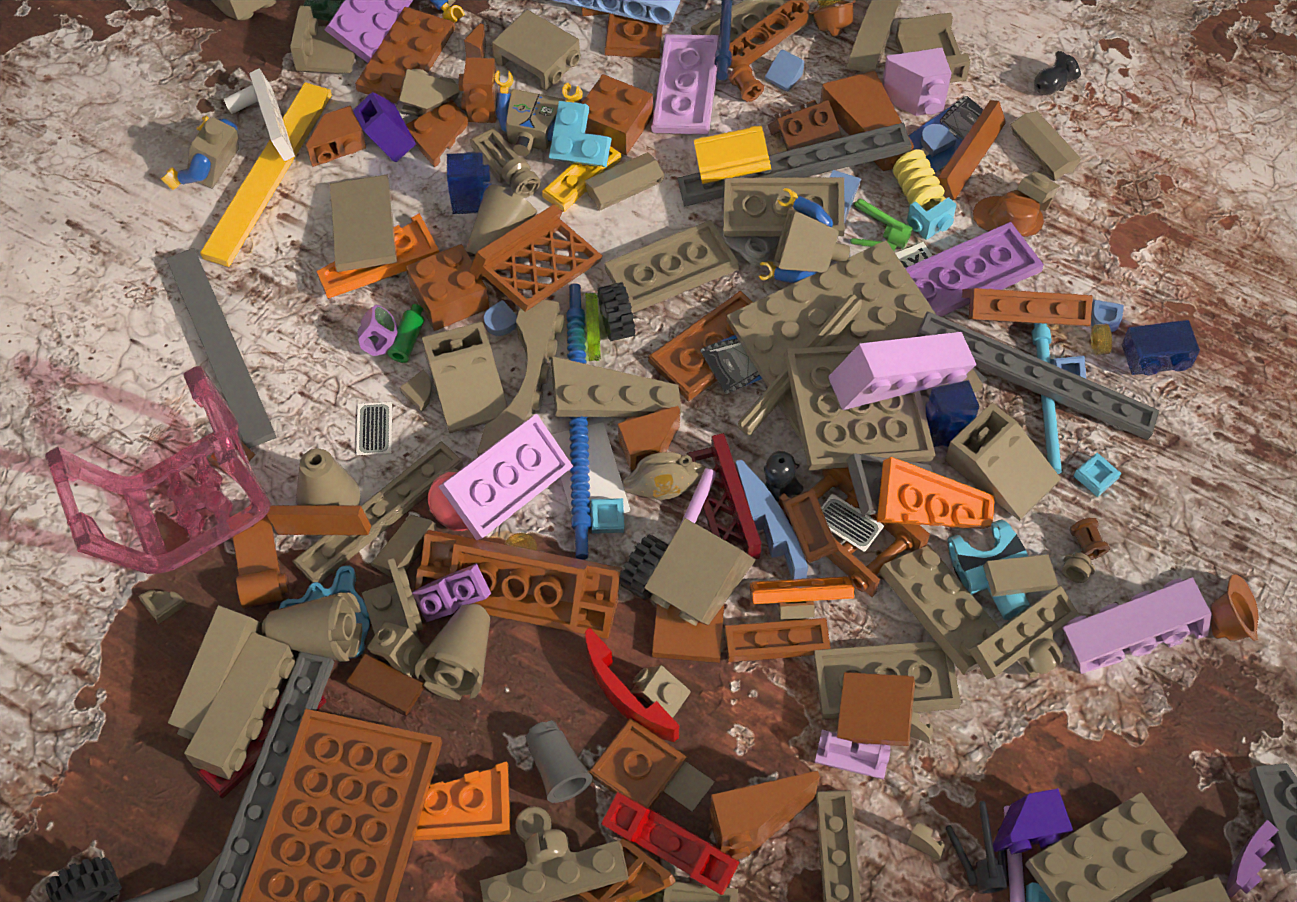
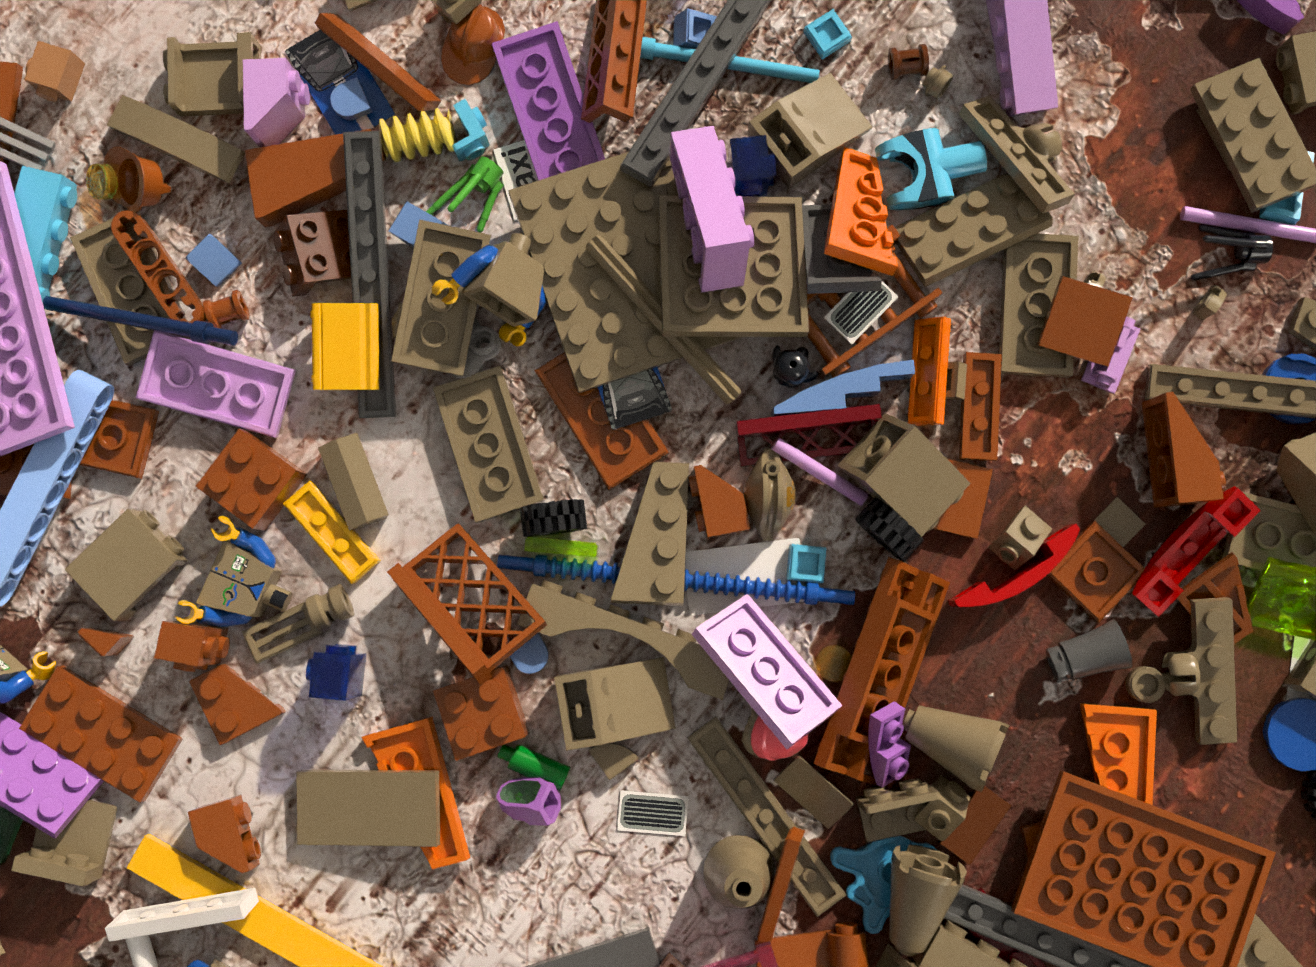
camera: 75 degrees left, 25 degrees up
(384, 126) = (223, 770): dark purple slope -> none
(424, 93) = (181, 714): dark tan slope -> none
(496, 217) = (407, 644): dark tan cone -> none
(571, 142) = (289, 540): medium azure plate -> none
(810, 526) = (869, 347): reddish brown tile -> none
(1020, 575) = (955, 142): dark tan tile -> none
(1033, 820) = (1213, 196): dark purple slope -> none

